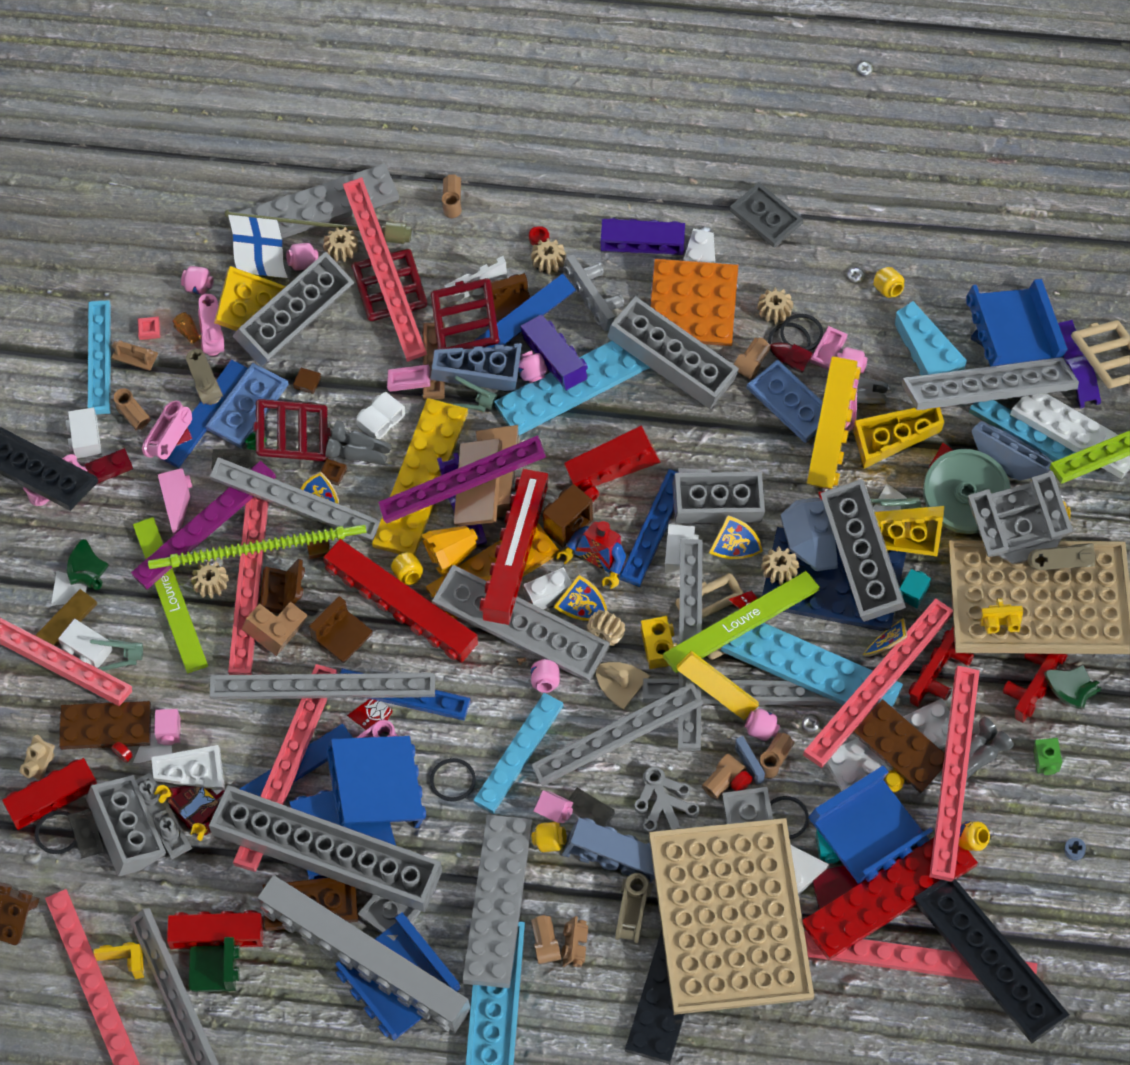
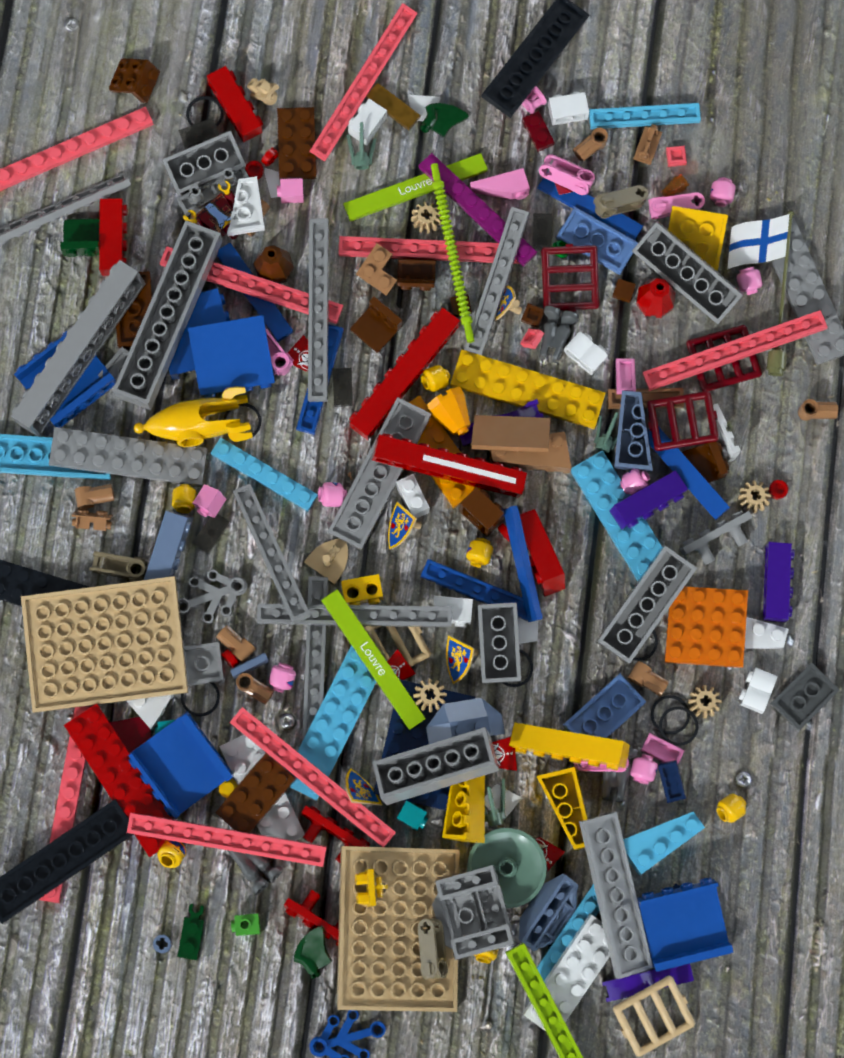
camera: 85 degrees right, 15 degrees up
(128, 950) = (90, 178): yellow bracket -> none
(136, 768) = (254, 169): none -> red tile
(258, 746) = (273, 264): none -> reddish brown cone
(316, 347) = (656, 298): none -> red cone
(341, 244) = (760, 307): tan gear -> none
(362, 470) = (532, 338): none -> coral tile
(414, 665) = (342, 387): none -> clear smoke plate
(455, 828) = (186, 422): none -> yellow piece
(462, 479) = (509, 418): magenta plate -> none
(600, 547) = (451, 540): torso -> none
(606, 626) = (374, 545): tan gear -> none
(616, 518) = (479, 552): none -> yellow head
(628, 472) = (522, 564): none -> blue tile
(717, 685) = (311, 636): yellow tile -> none
(761, 256) = (758, 690): none -> white brick
(792, 355) = (653, 715): dark red plate -> none
(863, 337) = (671, 781): none -> dark blue plate
(1061, 817) = (191, 935): none -> dark green plate

